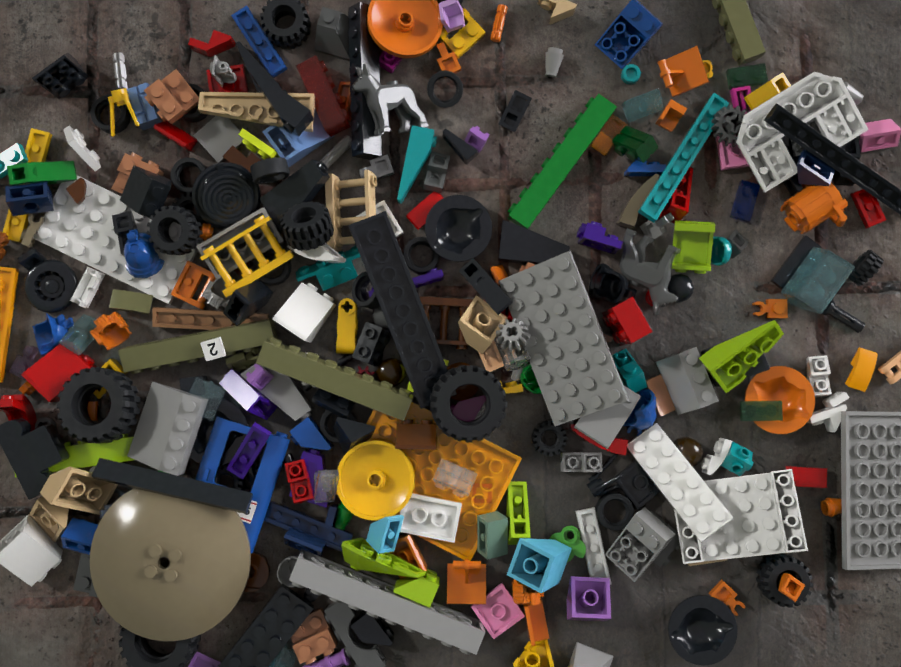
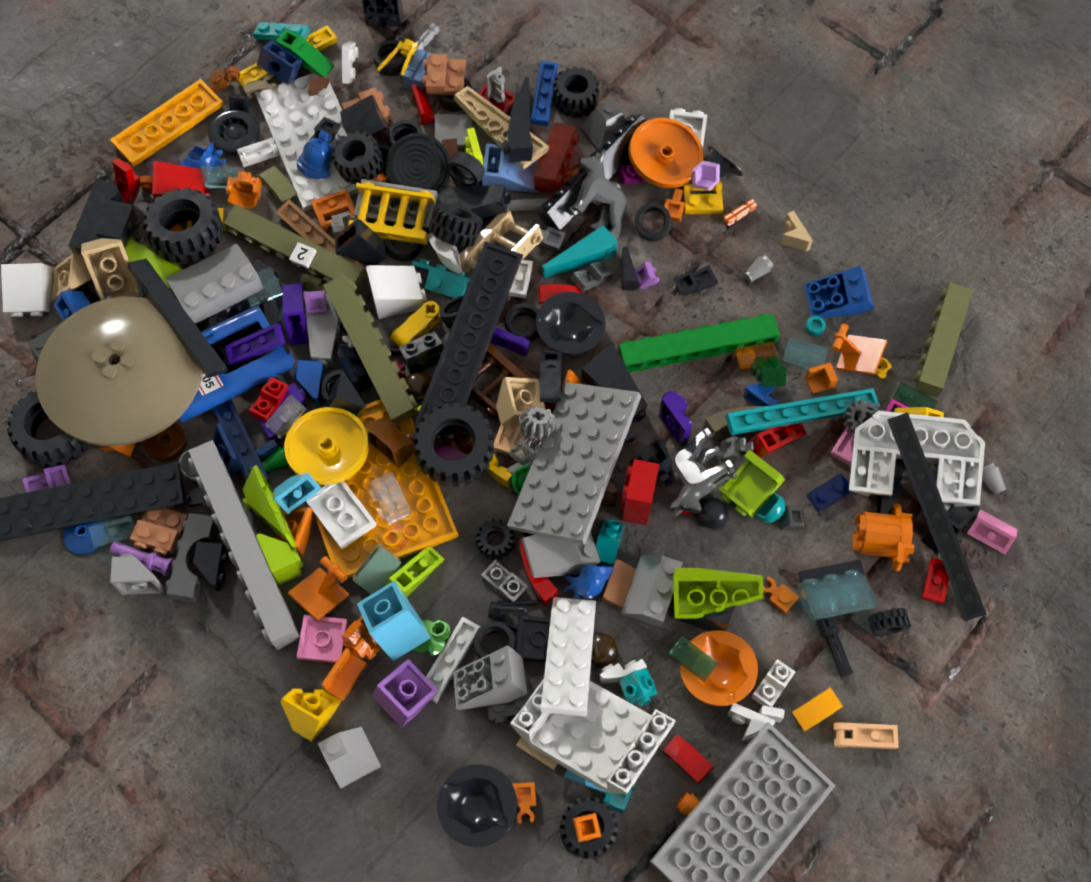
camera: 40 degrees right, 20 degrees down
(218, 43) = (511, 70): red slope -> none
(813, 170) = (903, 500): dark blue slope -> none

